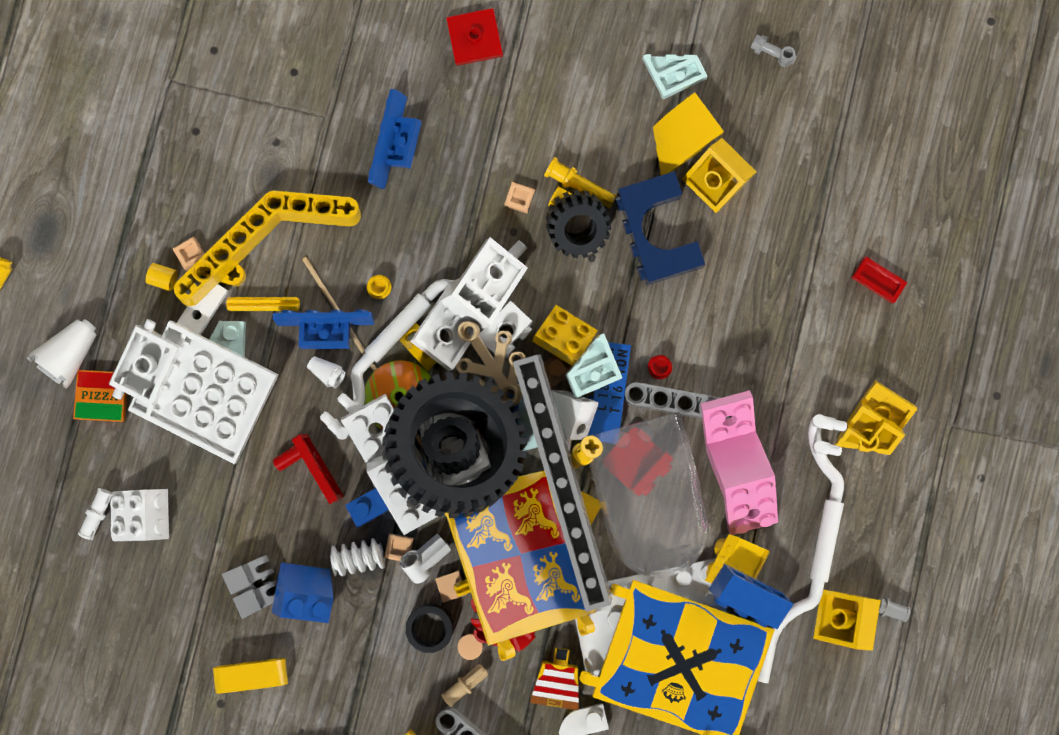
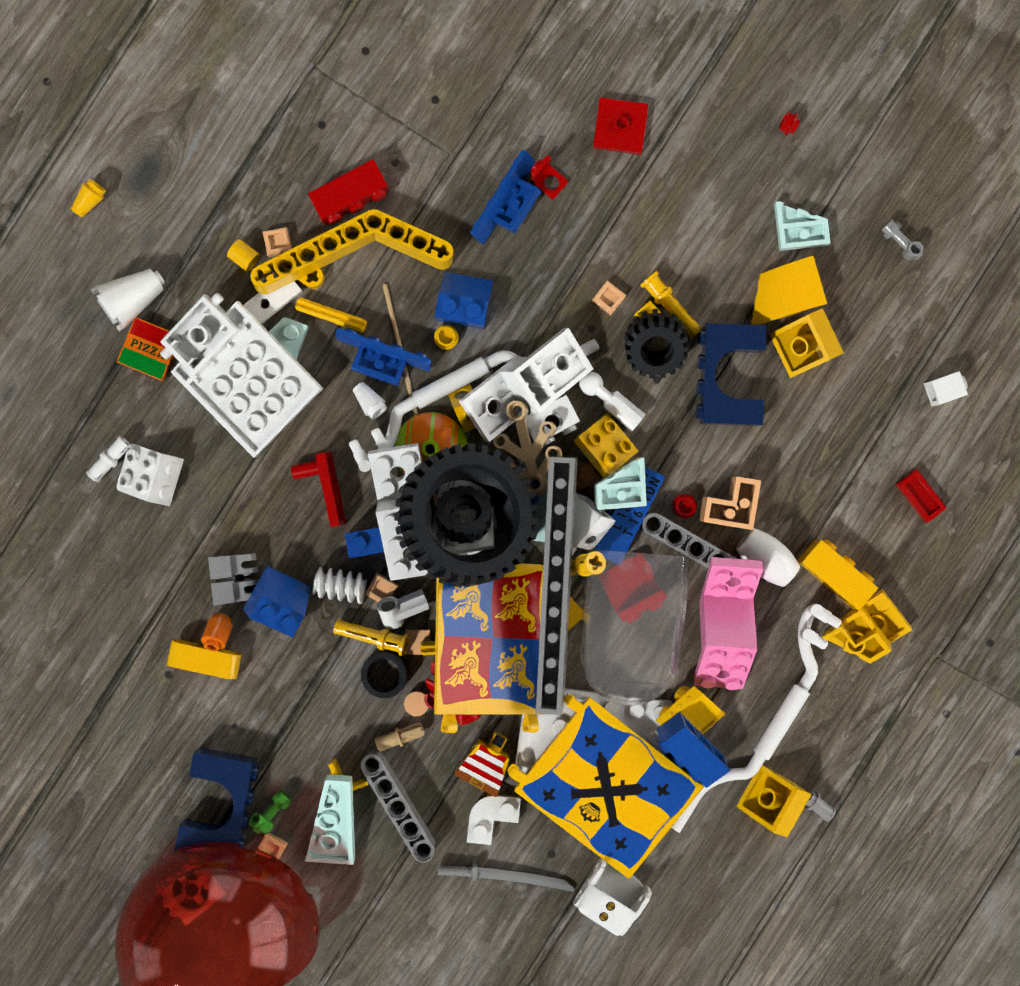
camera: 15 degrees right, 5 degrees up
(242, 184) = (349, 193): none -> red brick
(254, 644) = (217, 632): none -> orange brick
(383, 247) = (463, 300): none -> blue slope
(416, 101) = (543, 170): none -> red bracket
(416, 595) = (383, 639): none -> yellow pin
(558, 293) = (614, 402): none -> white piece
(710, 353) = (738, 509): none -> light nougat brick
(766, 388) = (778, 562): none -> white piece
(828, 379) = (838, 573): none -> yellow brick
(865, 171) = (946, 388): none -> white brick

